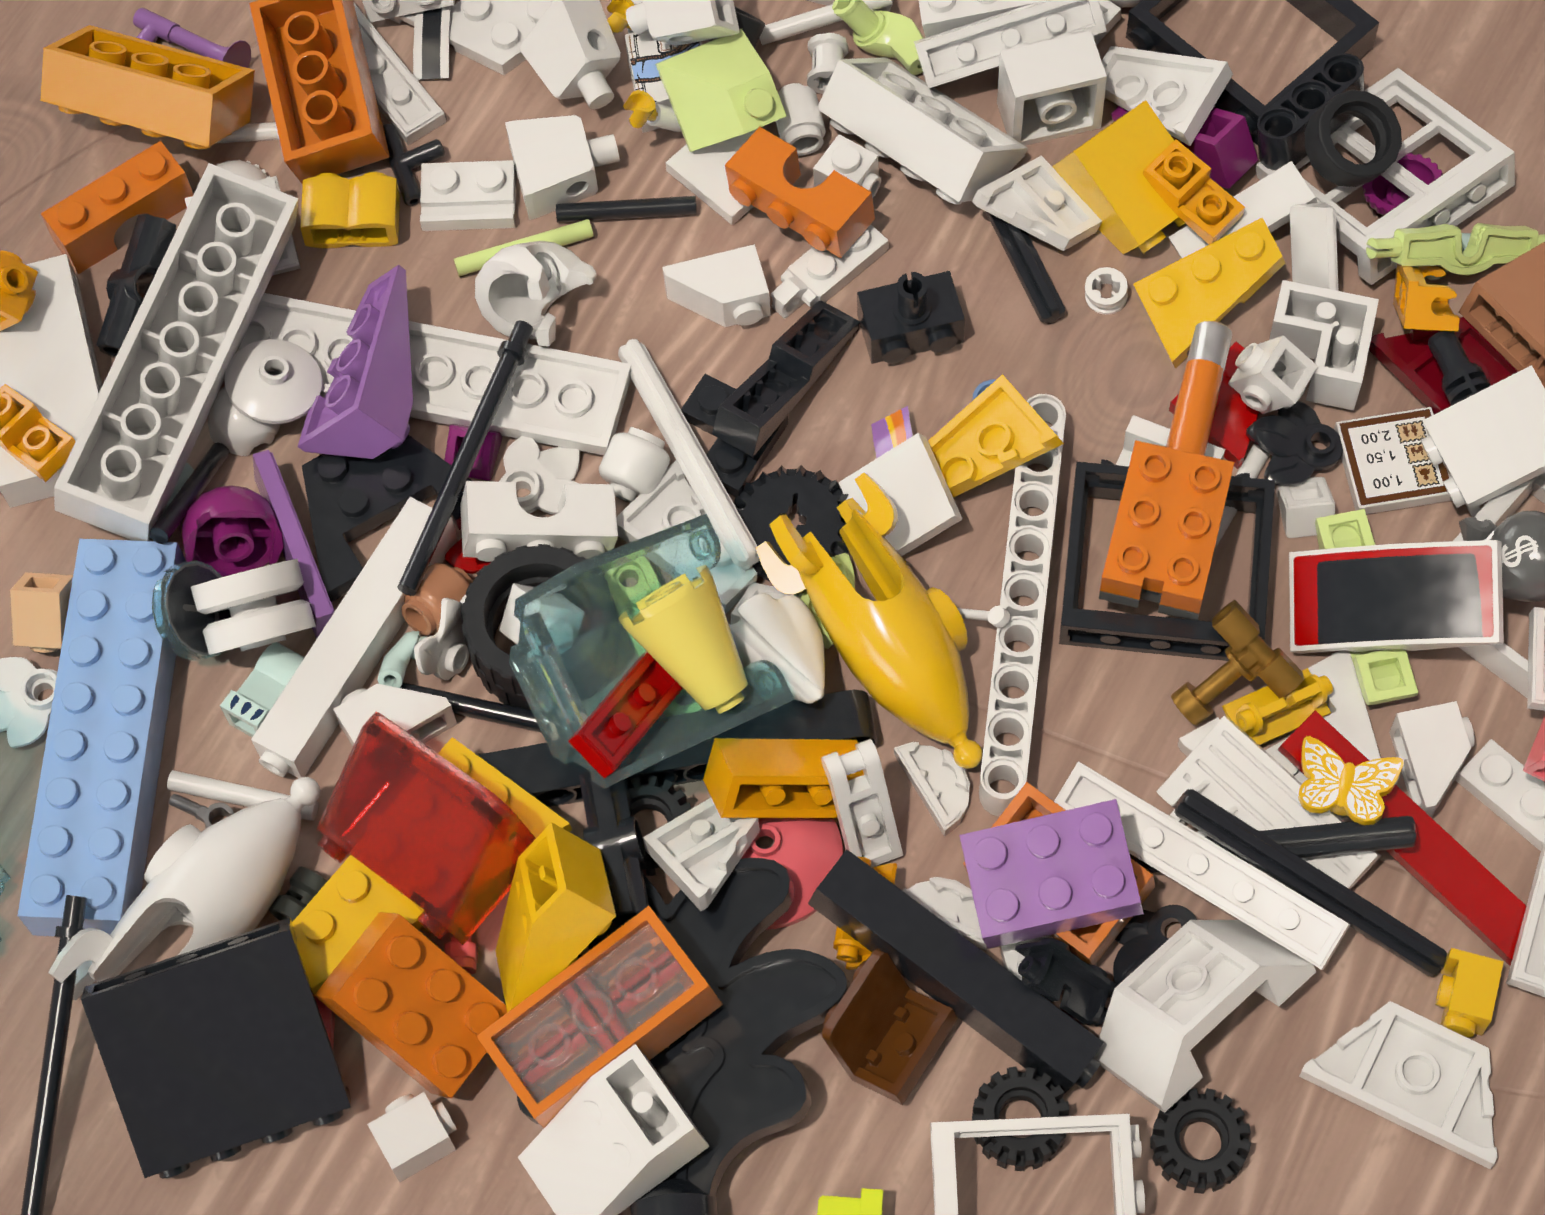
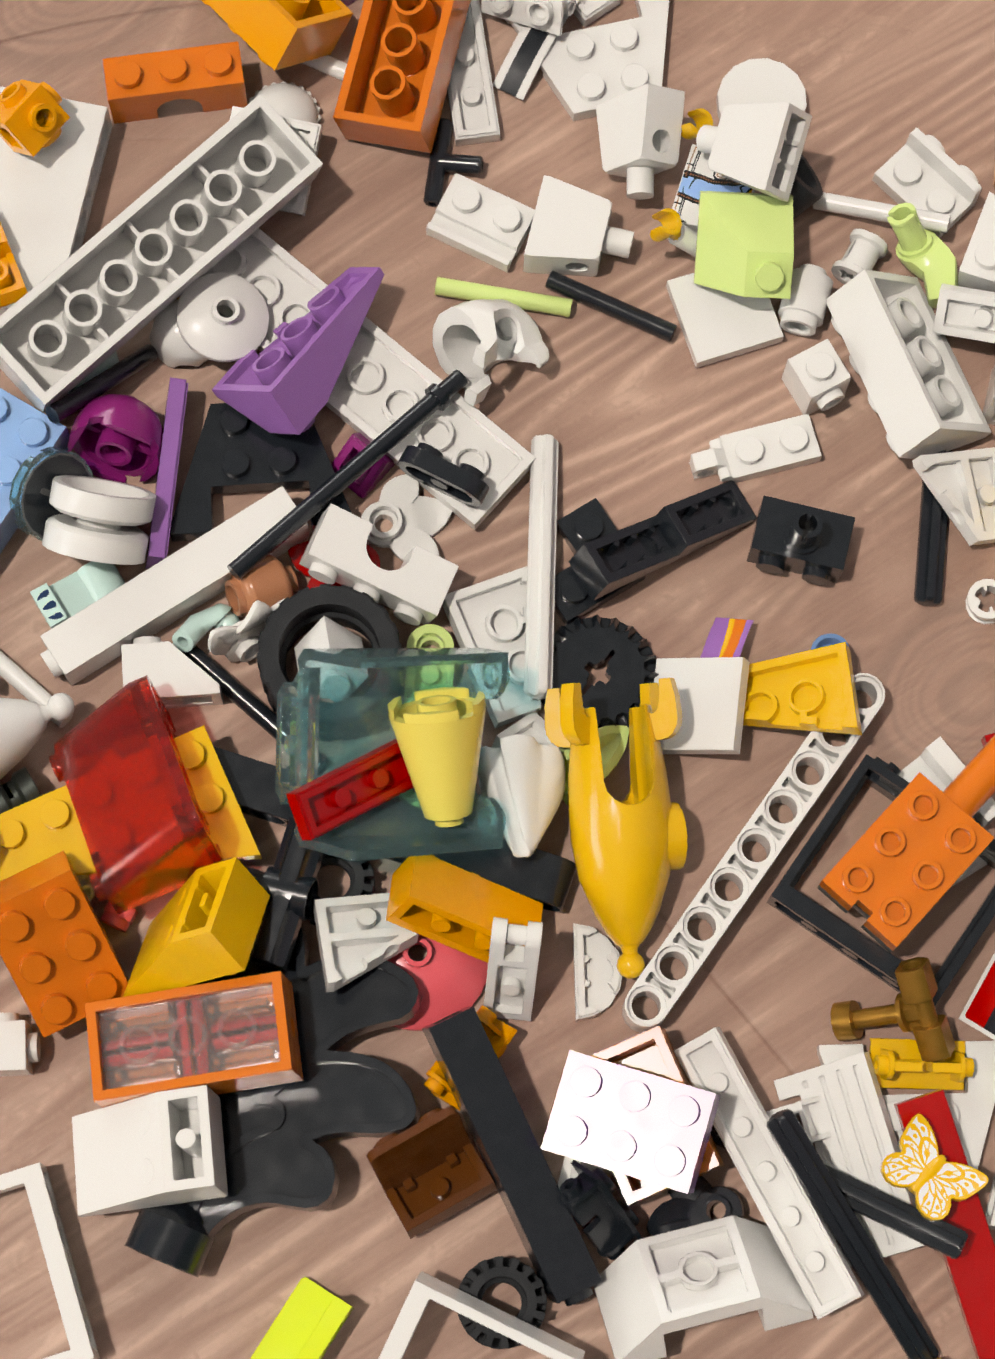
camera: 20 degrees right, 10 degrees up
(142, 259) = (169, 147): black piece -> none
(350, 211) = (371, 186): yellow brick -> none
(556, 415) = (458, 482): none -> black plate
(634, 463) = (489, 552): white head -> none
(721, 287) = (653, 425): white slope -> none
(826, 215) = (776, 409): orange arch -> none
(950, 903) = (534, 1080): white tile -> none
(996, 616) = (719, 858): white hinge -> none

